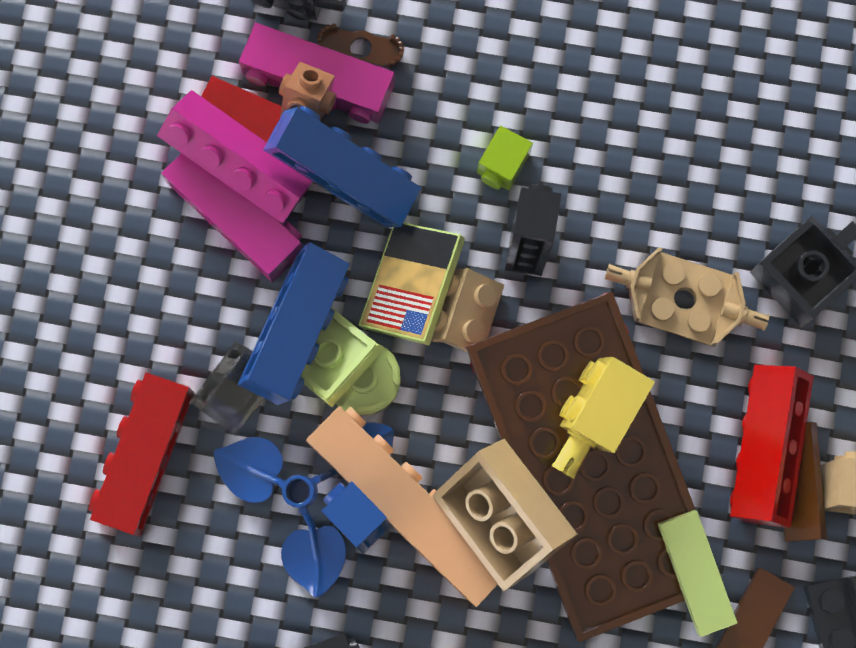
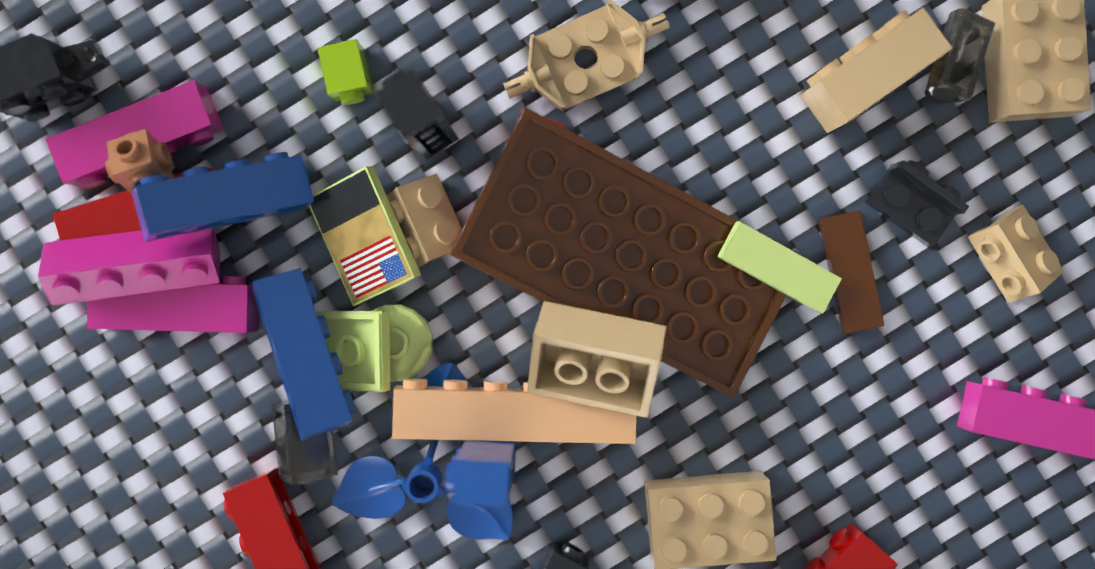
camera: 45 degrees left, 10 degrees up
(384, 52) = (174, 67): reddish brown piece -> none
(600, 411) = (601, 216): light yellow brick -> none
(771, 445) = (752, 116): red brick -> none
(809, 510) = (798, 124): reddish brown tile -> none

